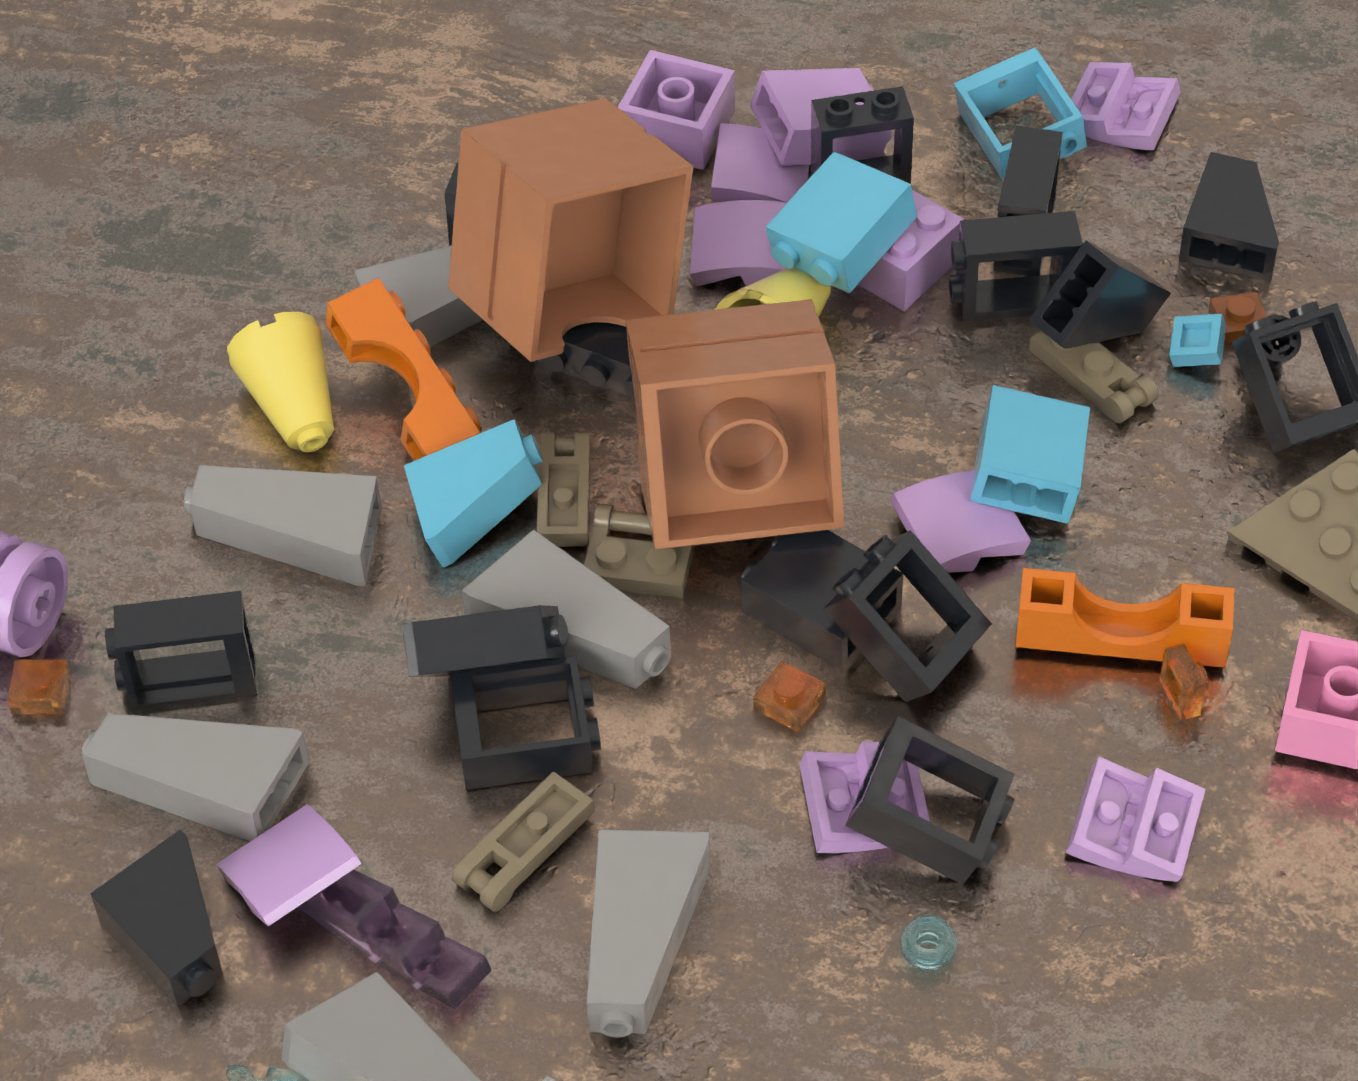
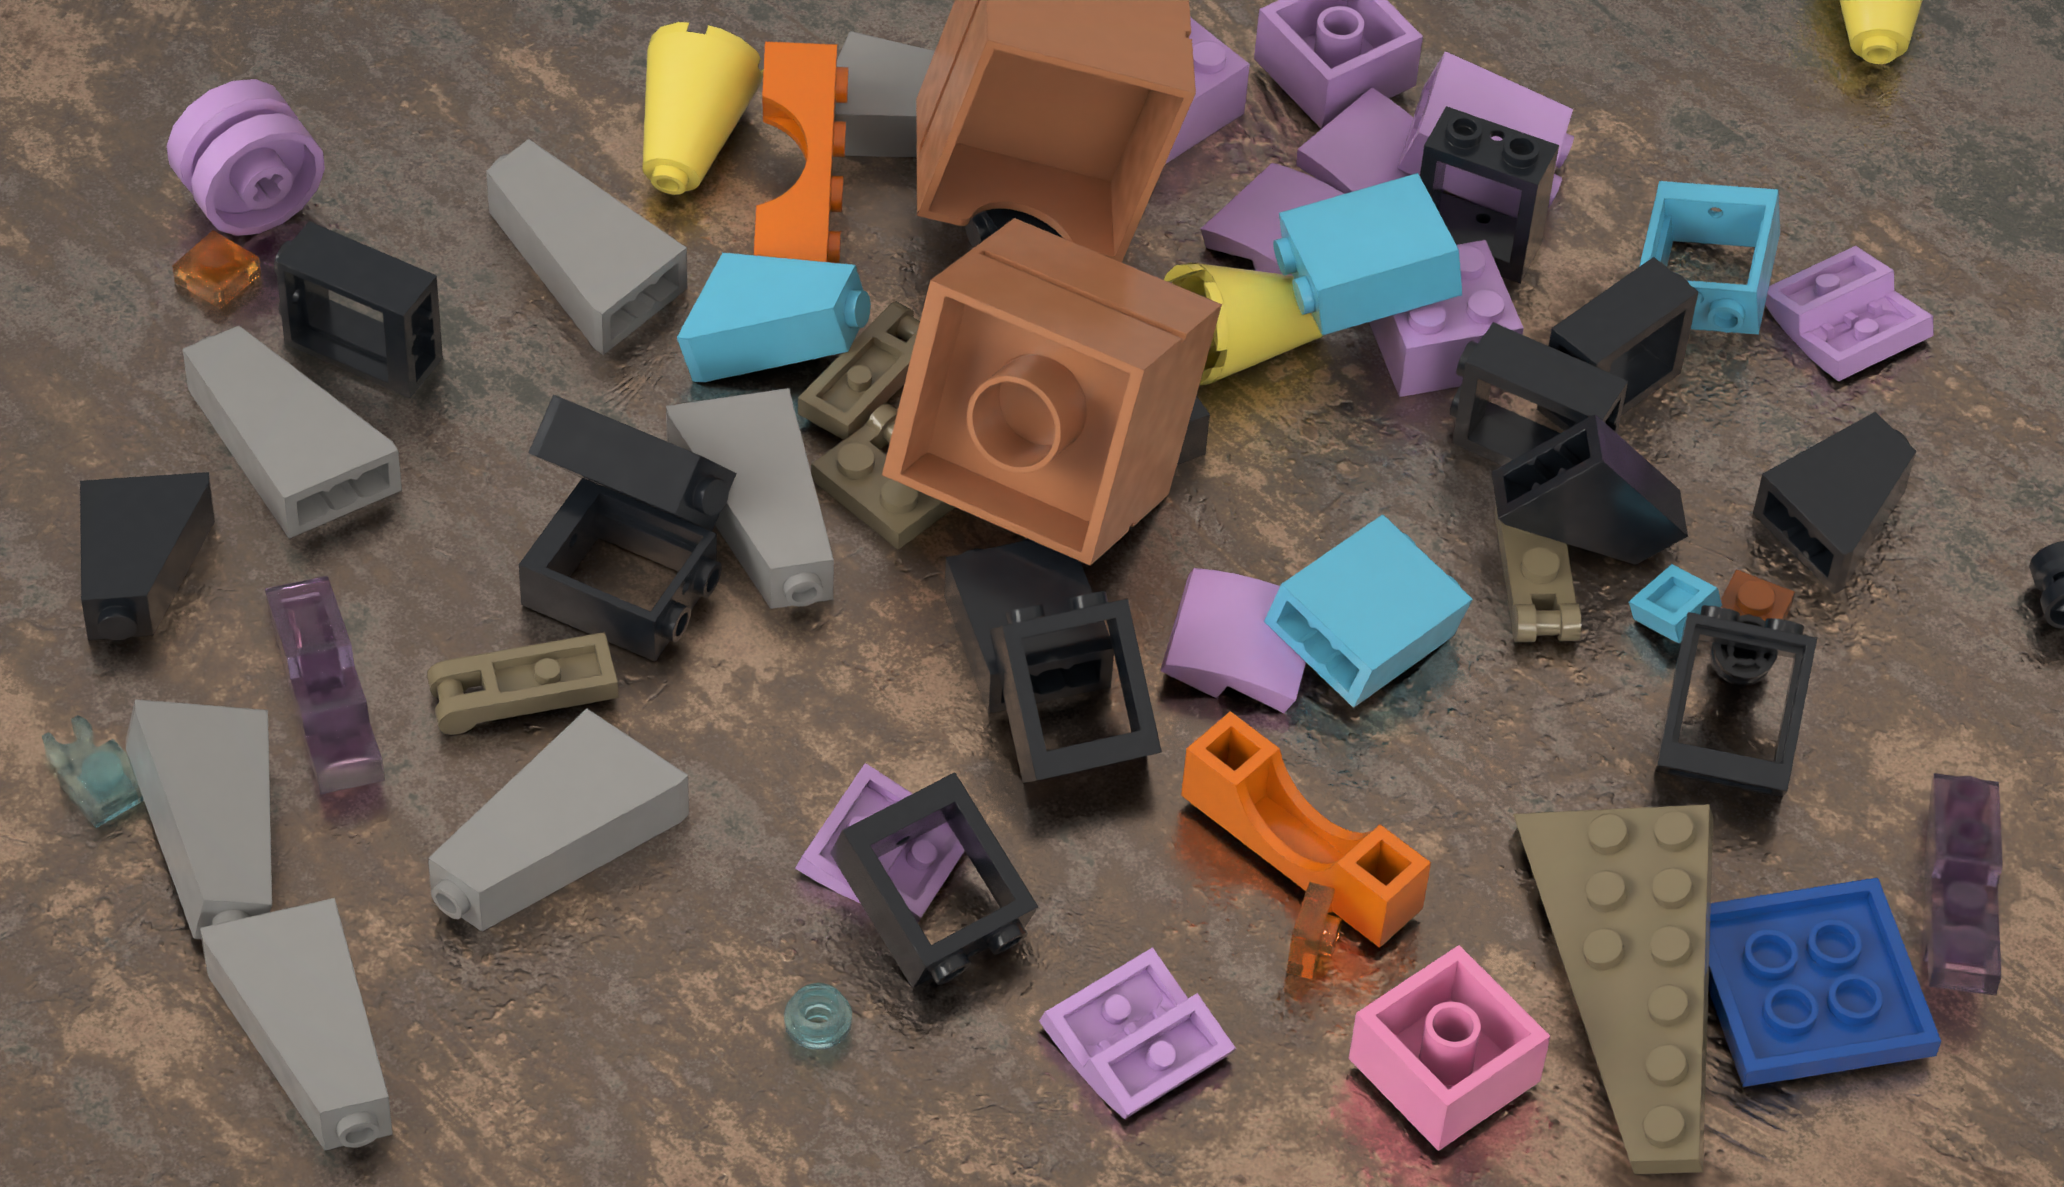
camera: 30 degrees right, 0 degrees up
(288, 864) = (282, 566): lavender slope -> none
(789, 696) = (908, 704): clear orange plate -> none

